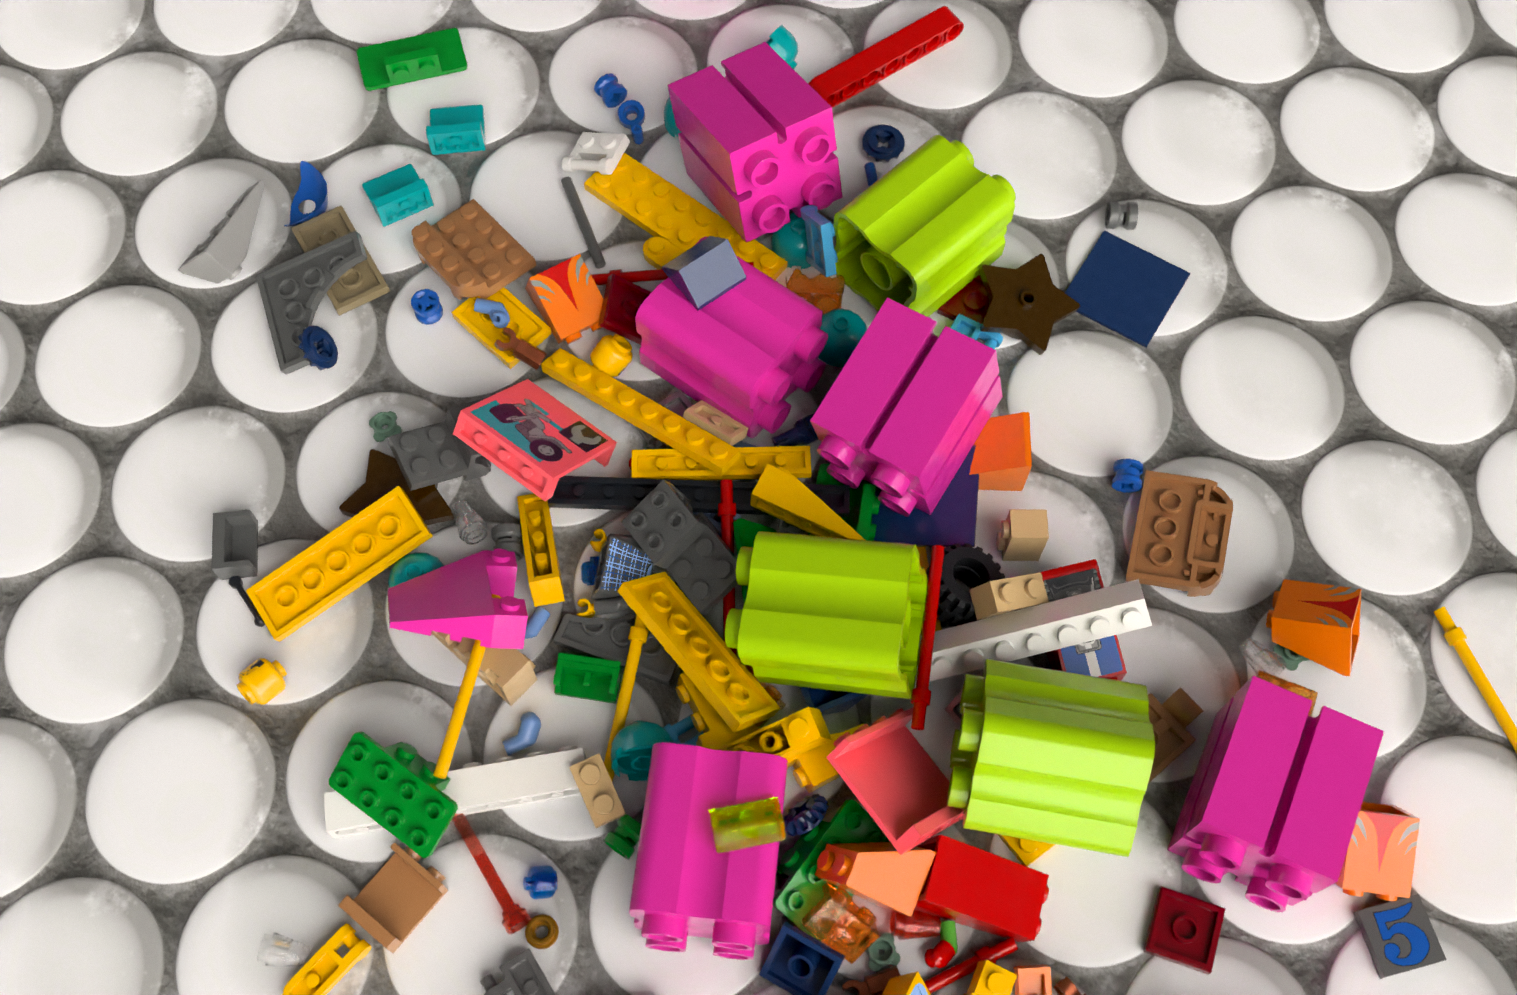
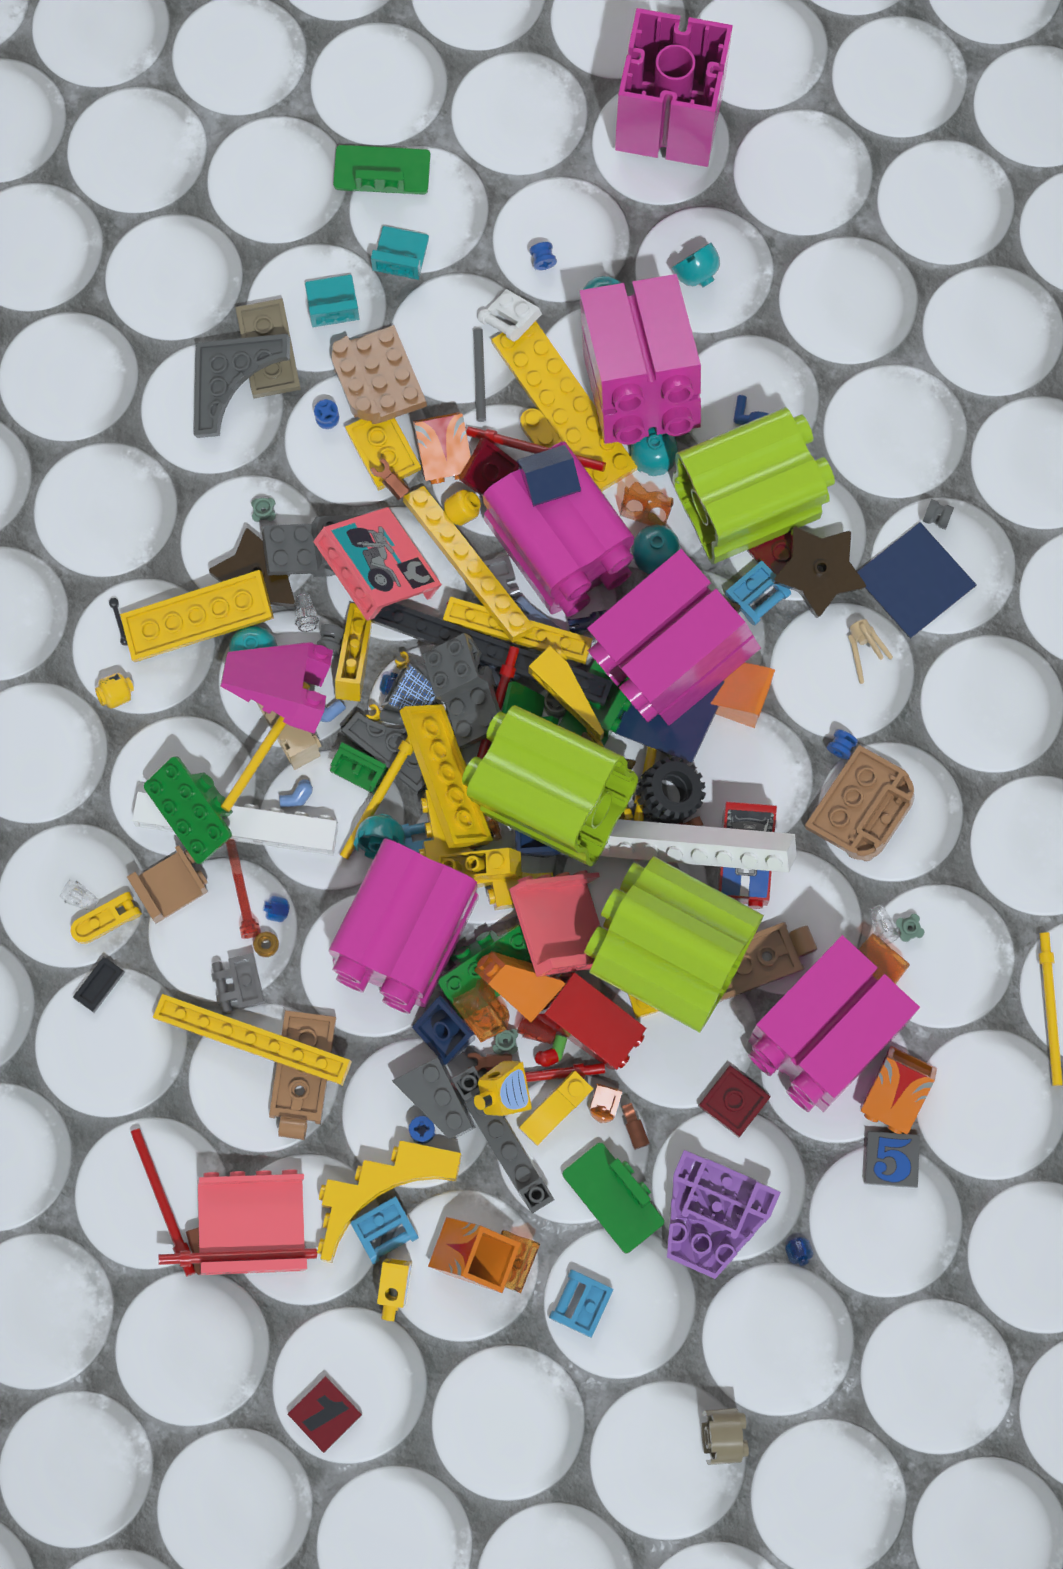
camera: 20 degrees right, 10 degrees up
(229, 241) = (179, 307): light grey wedge -> none
(235, 544) = (121, 573): dark grey panel -> none
(312, 188) = (264, 272): blue piece -> none
(325, 345) = (235, 425): dark blue gear -> none
(496, 311) = (380, 437): medium blue arm -> none
(597, 790) = (337, 856): tan plate -> none
(624, 836) = (345, 896): green wheel -> none
(632, 107) = (553, 295): blue plate -> none
(716, 422) = (524, 594): tan plate -> none
(747, 824) = (429, 918): clear neon green slope -> none
(805, 815) = (484, 925): dark blue gear -> none
(819, 241) = (664, 461): dark azure plate -> none
(883, 134) = (765, 370): dark blue gear -> none
(887, 56) = (795, 297): red beam -> none
(921, 694) = (600, 866): red bar -> none
(1008, 595) = (697, 812): tan brick -> none
(1023, 535) = (733, 766): tan brick -> none
(1098, 355) = (865, 634): none -> tan plant
(1317, 622) = (936, 912): orange slope -> none

